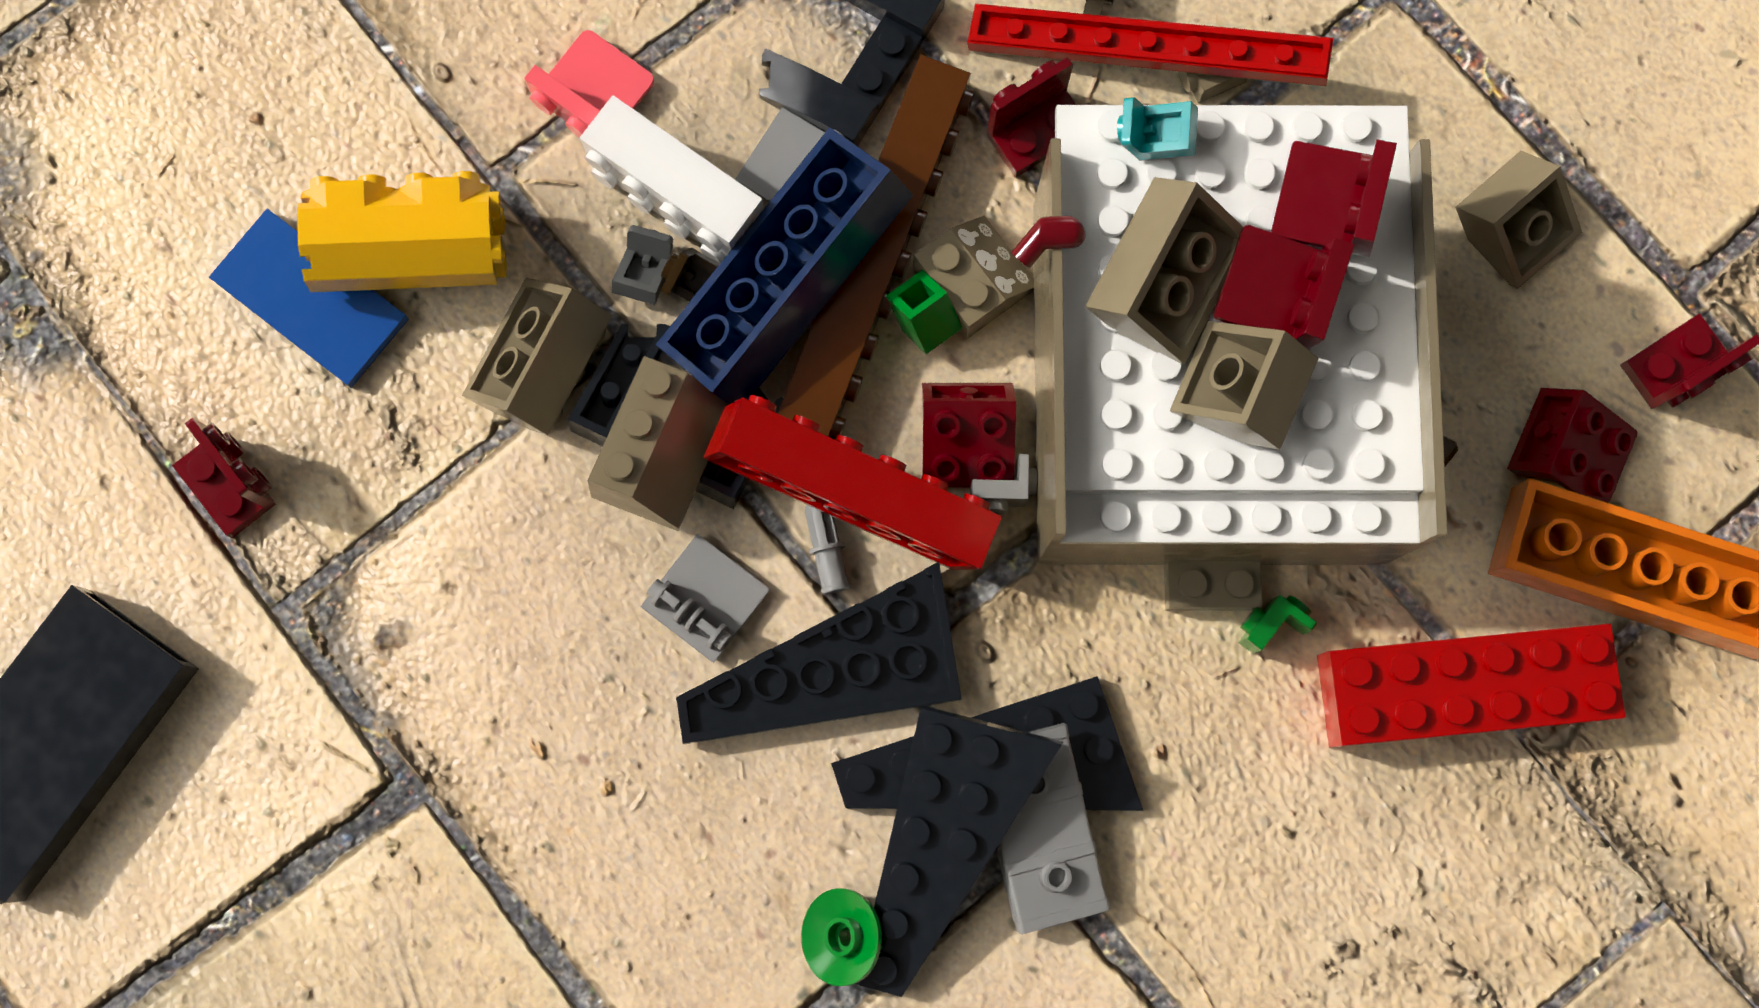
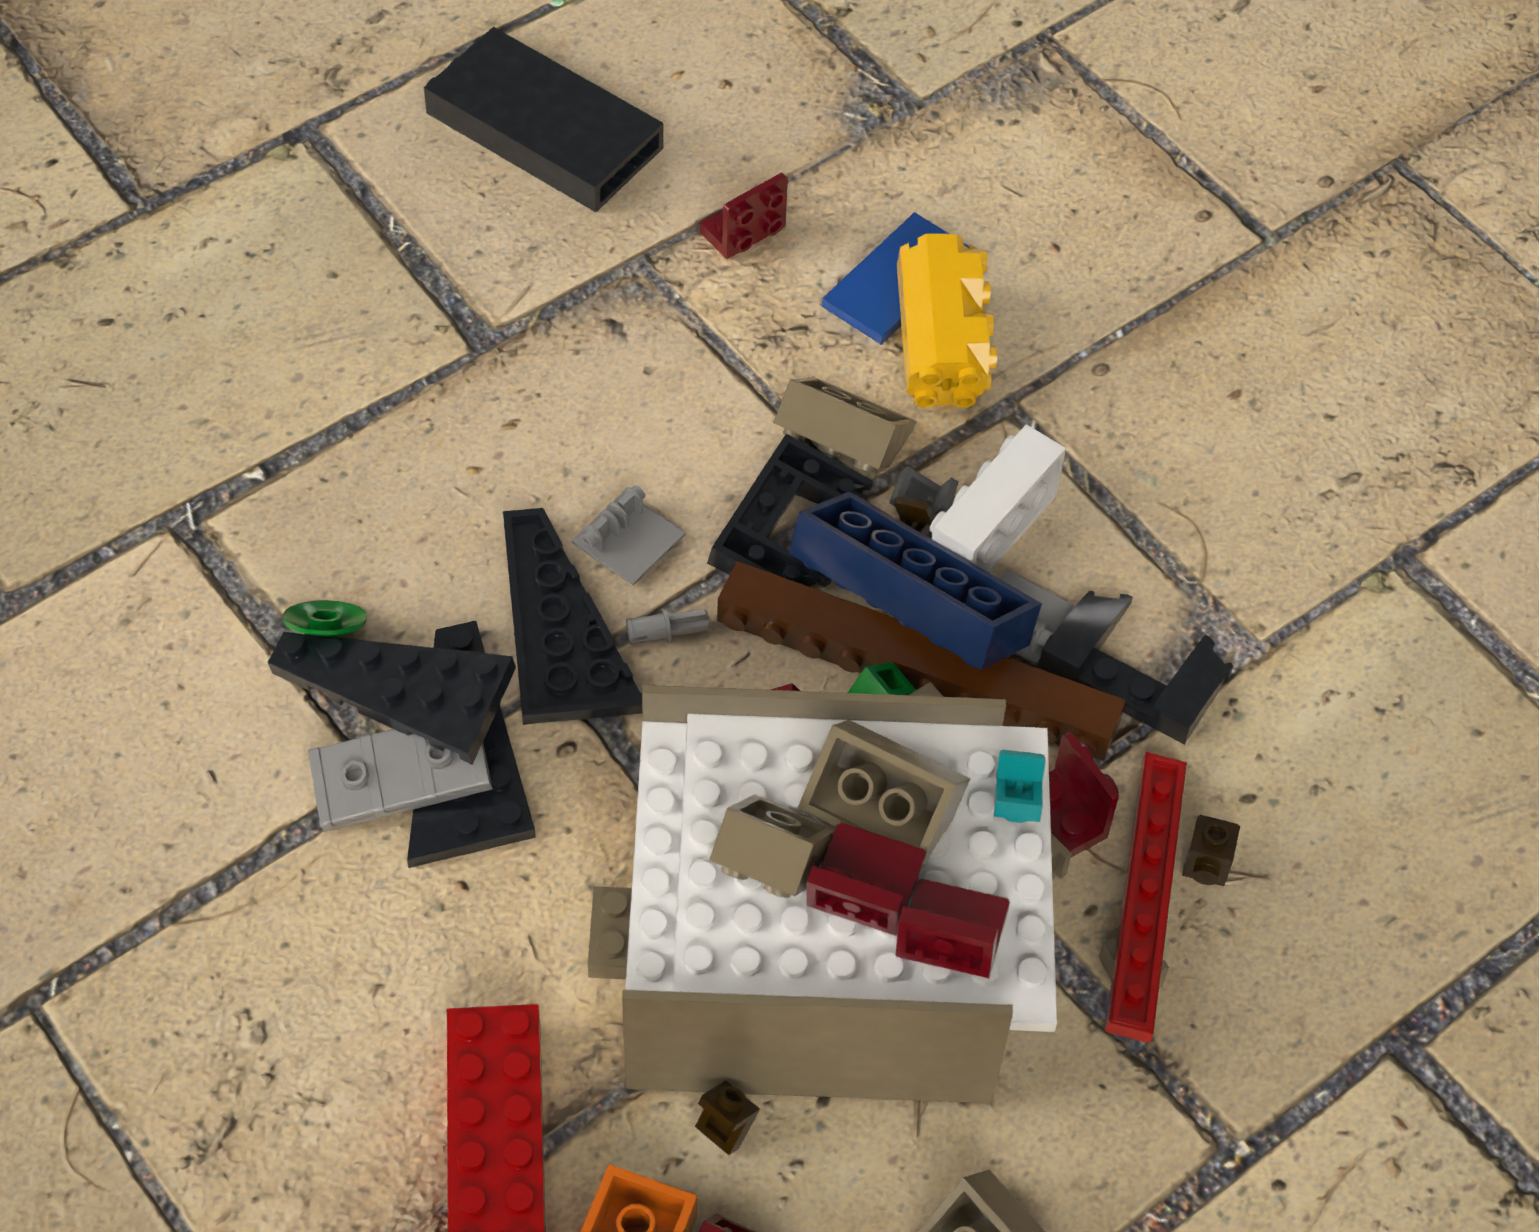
camera: 90 degrees right, 25 degrees down
(586, 81) = (1092, 467): coral bracket -> none
(657, 445) = (756, 483): dark tan slope -> none
(852, 485) = (721, 592): red brick -> none
(1049, 233) = (915, 695): dark red arm -> none
(1264, 623) = (573, 971): green bracket -> none

